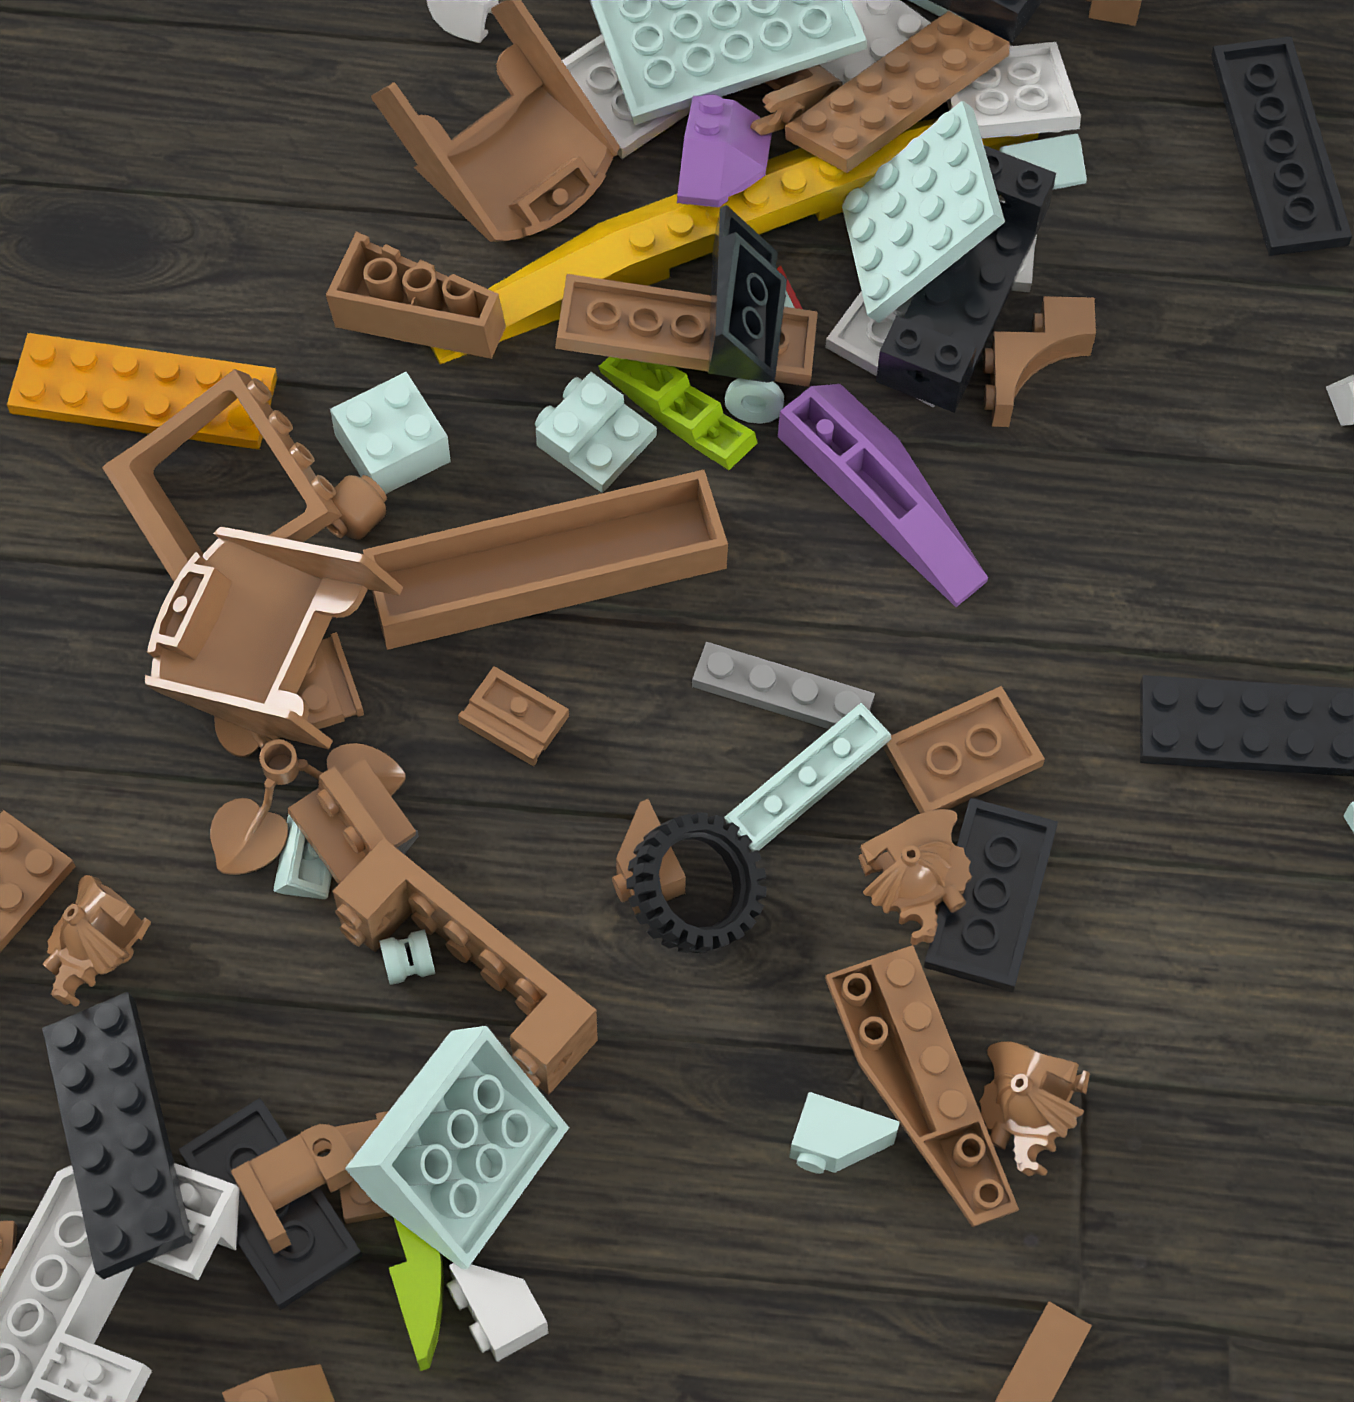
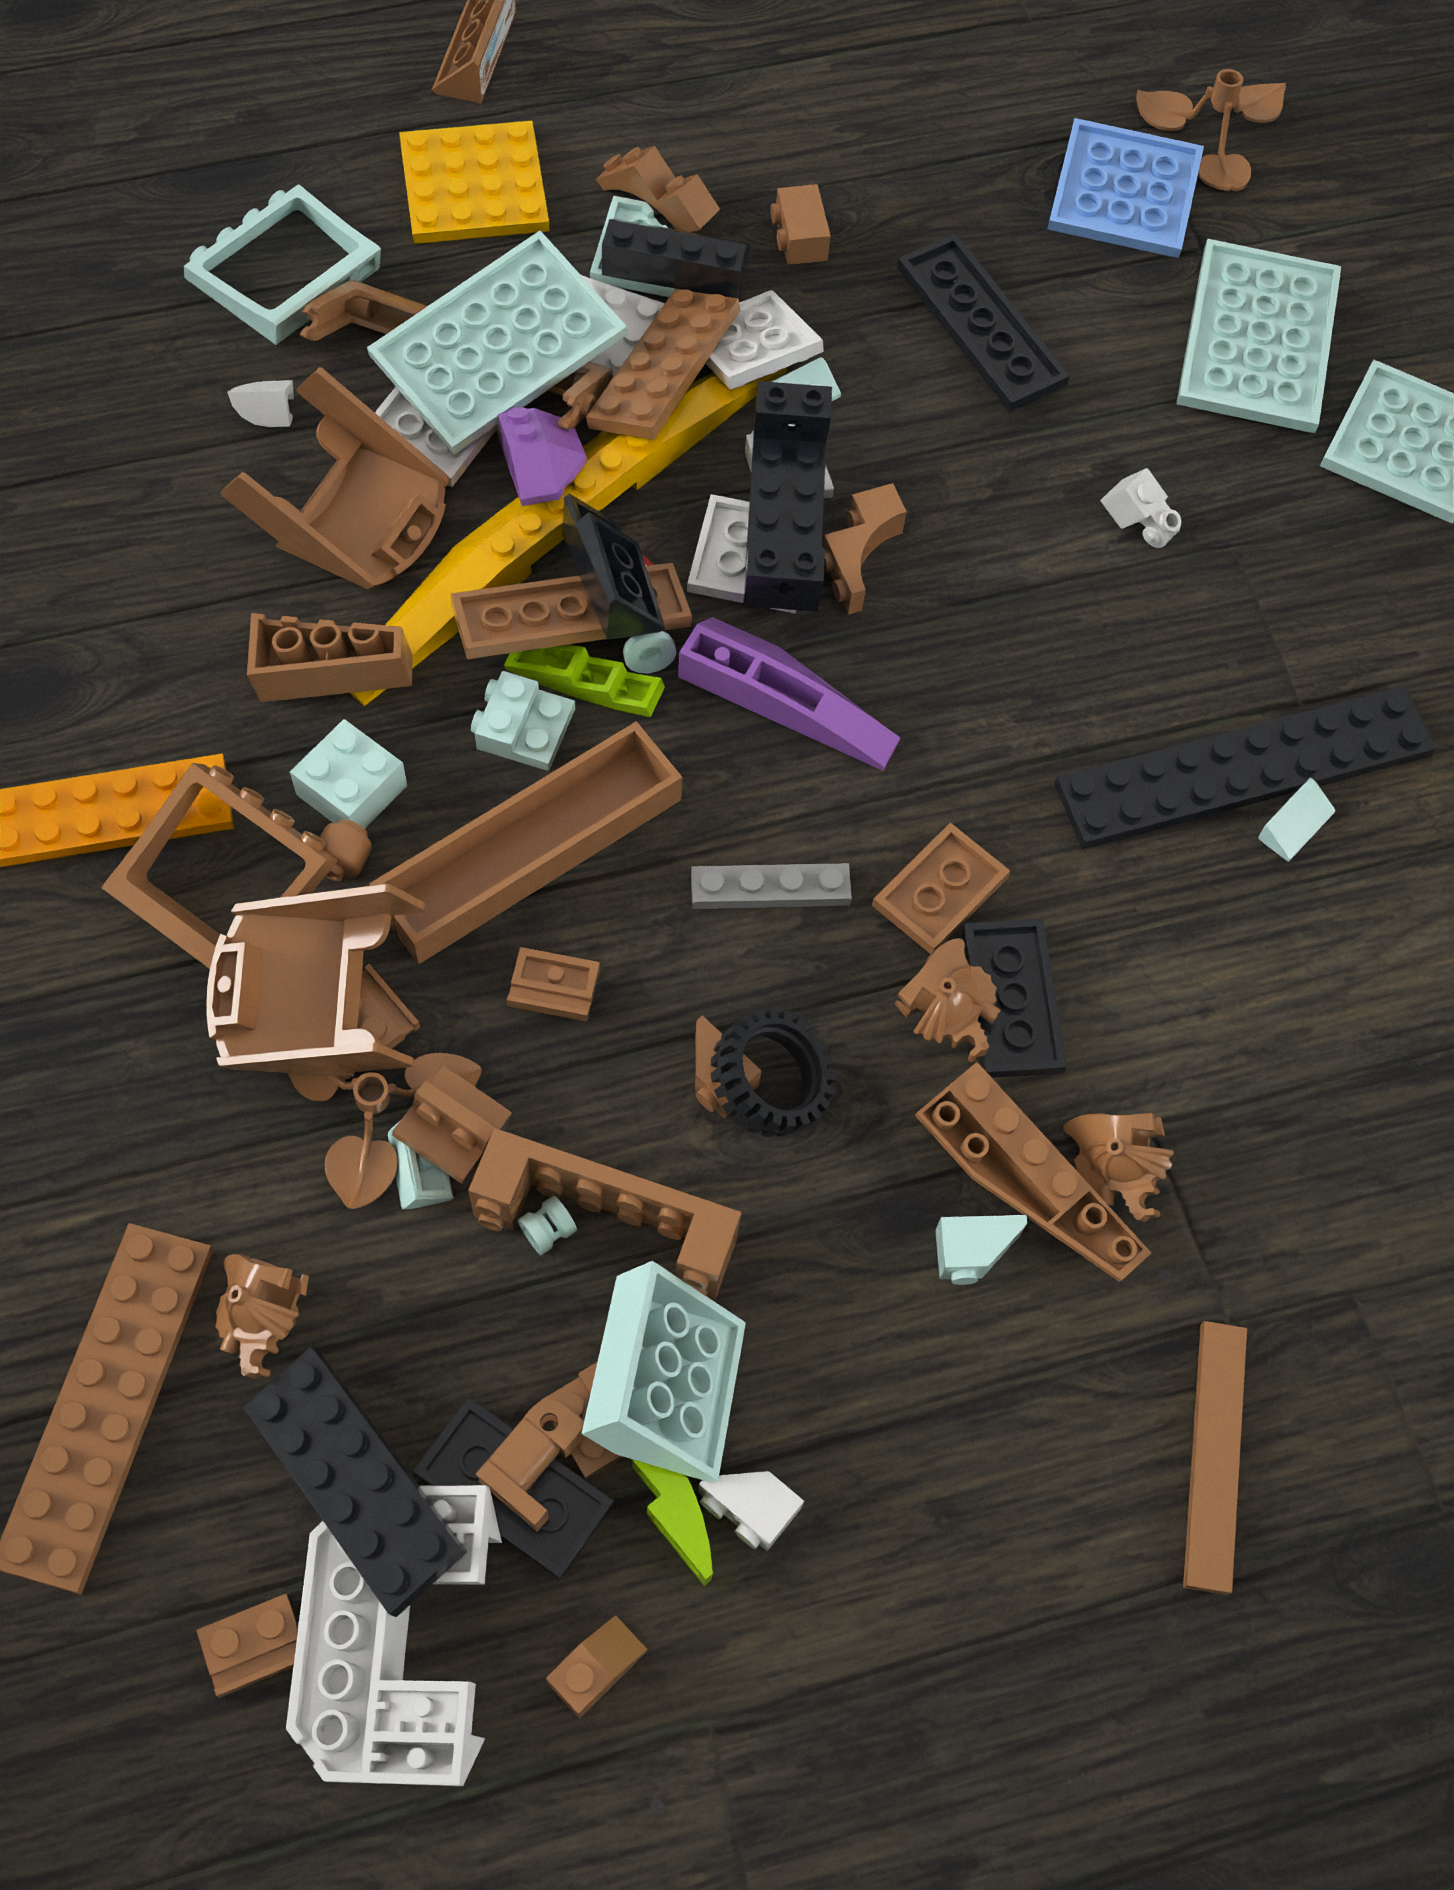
camera: 25 degrees left, 0 degrees up
(809, 777) = (826, 949): light aqua tile -> none
(922, 211) = (732, 452): light aqua plate -> none

